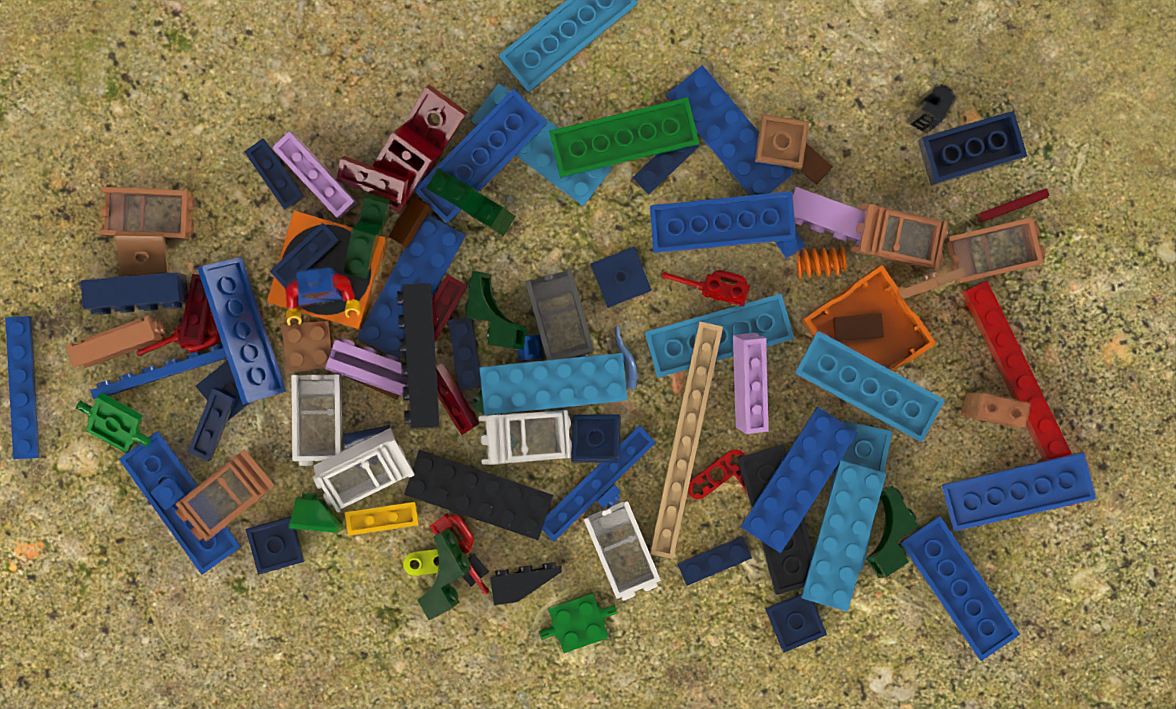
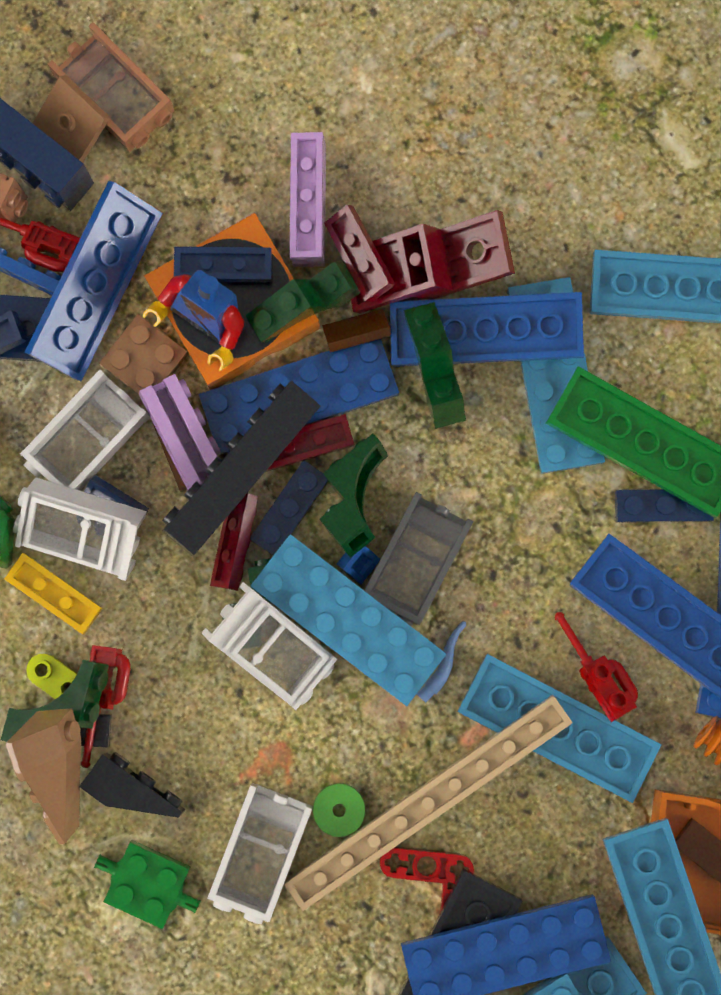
camera: 40 degrees right, 5 degrees down
(195, 315) = (63, 227): dark red tile -> none
(274, 174) = (269, 164): dark blue plate -> none
(464, 604) = (49, 760): none -> medium nougat wedge
(479, 494) = (170, 661): black plate -> none
(596, 438) = (339, 715): dark blue plate -> none
(596, 484) = (297, 760): blue plate -> none
(610, 497) = (297, 786): blue plate -> none
(621, 277) = (514, 577): dark blue plate -> none
(632, 491) = (339, 825): none -> bright green piece
(714, 560) = (342, 952): dark blue plate -> none
(750, 383) = (547, 807): lavender brick -> none

